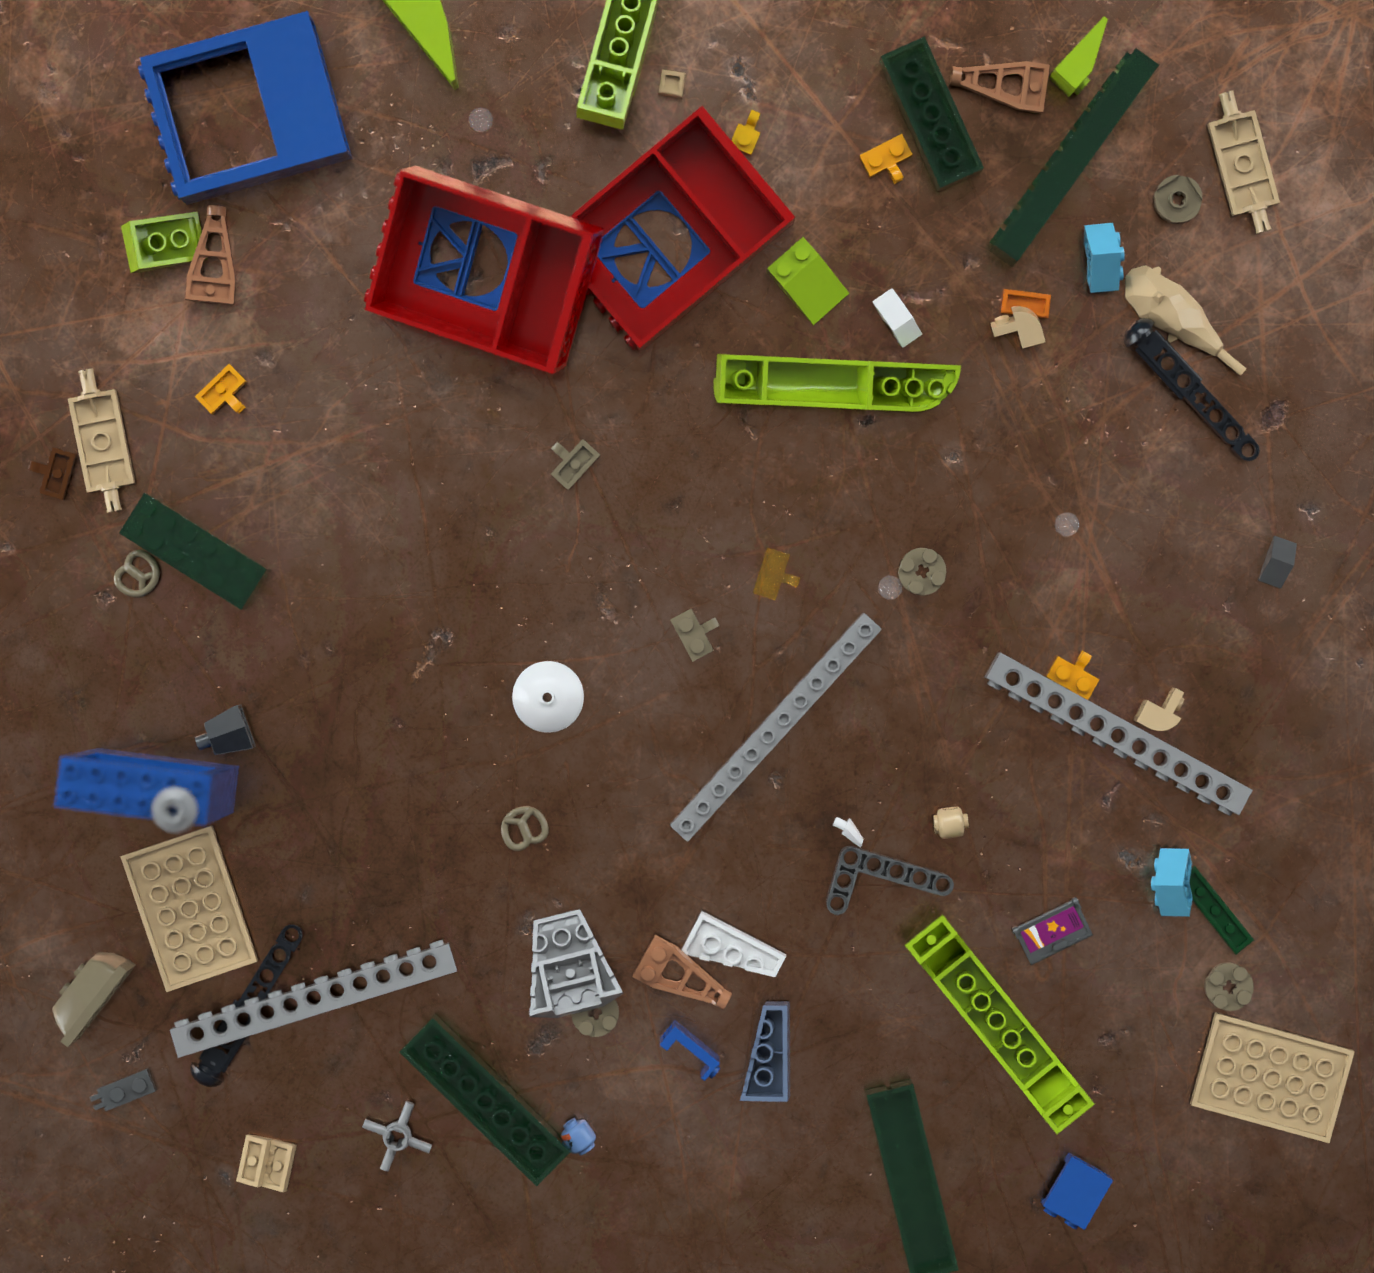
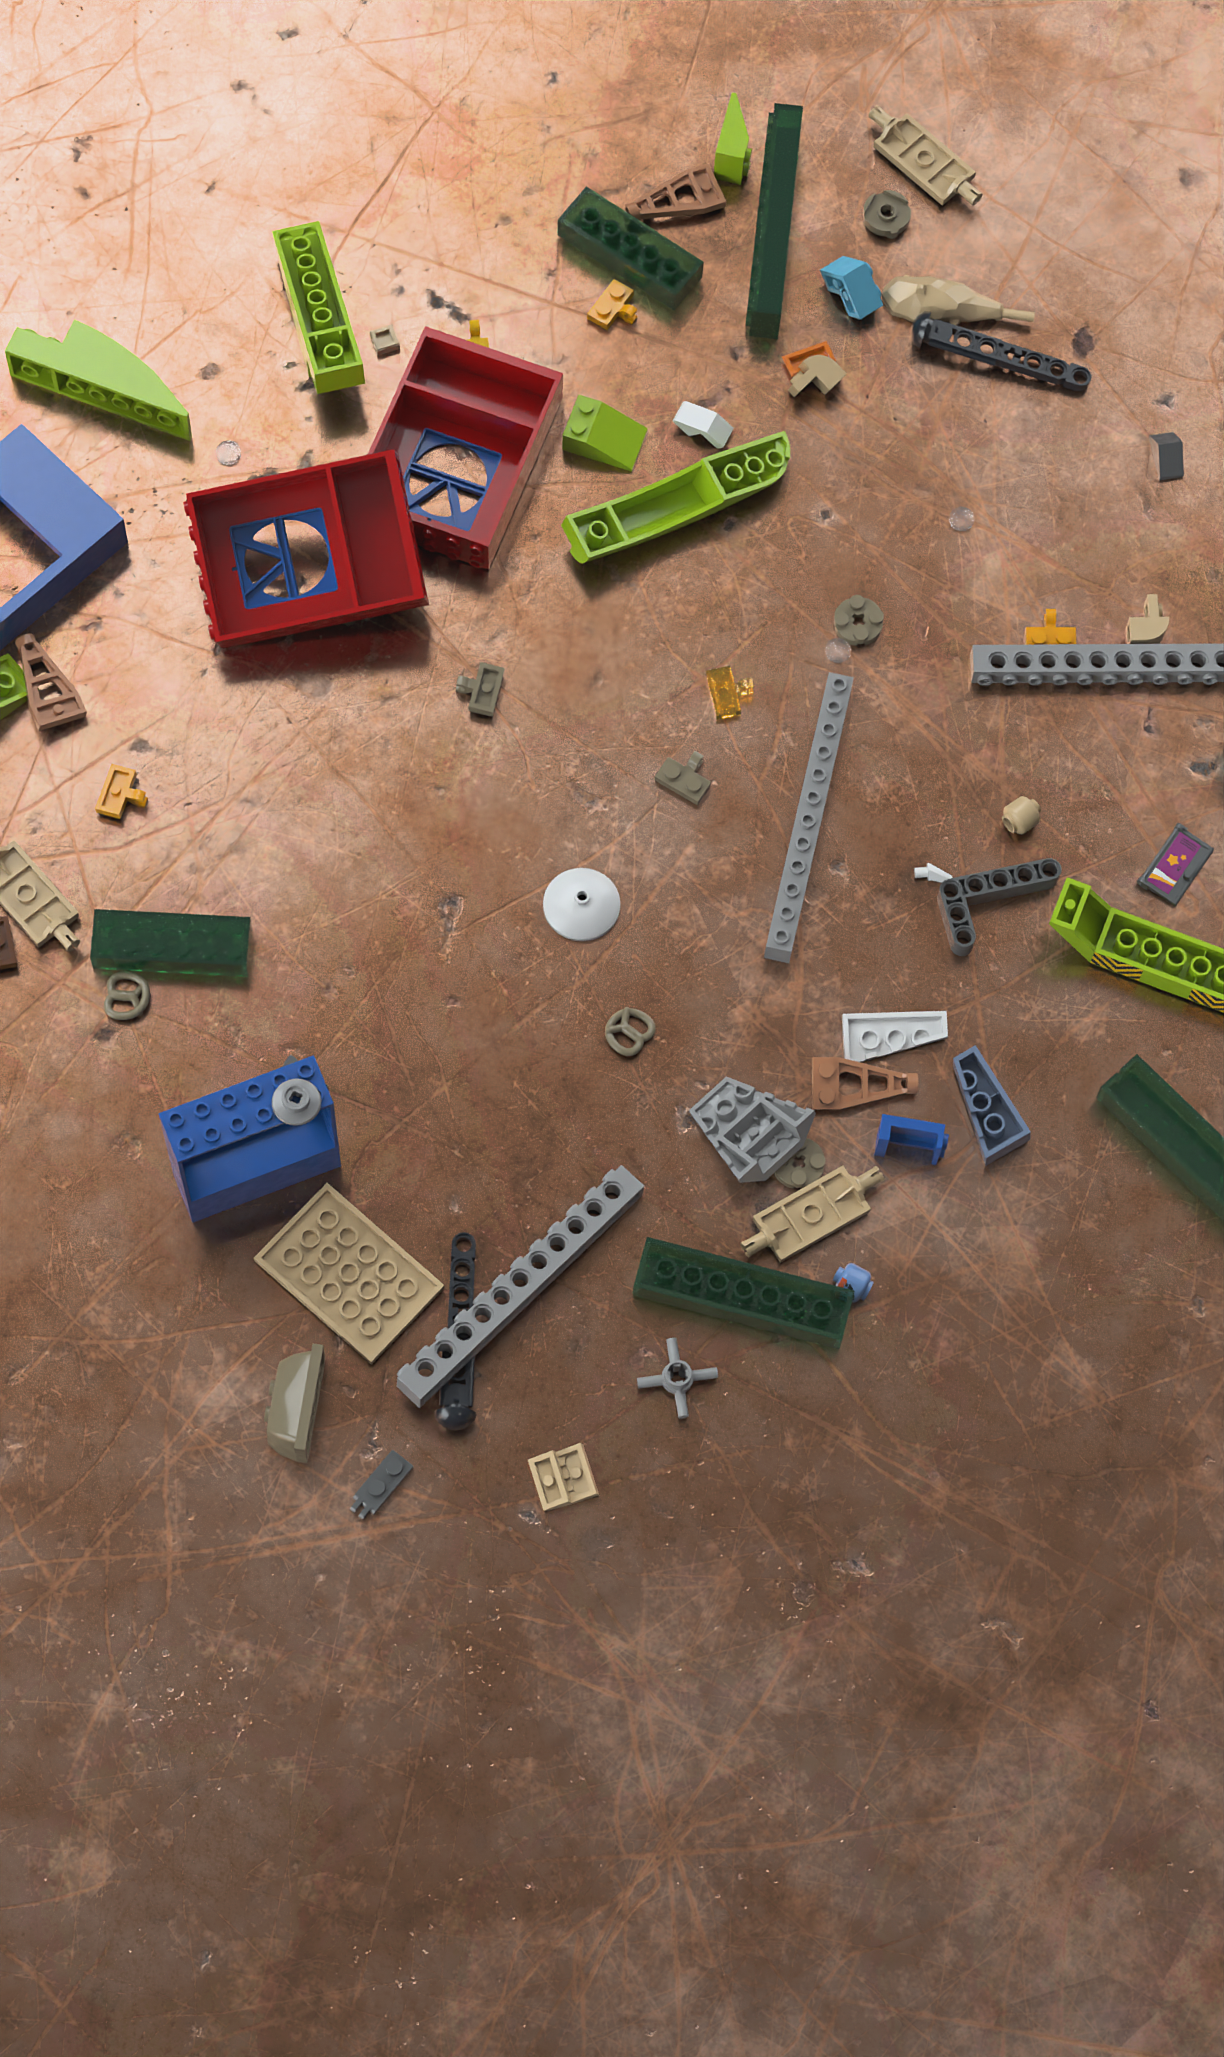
camera: 35 degrees left, 20 degrees down
(579, 1062) = (812, 1213): none -> tan plate

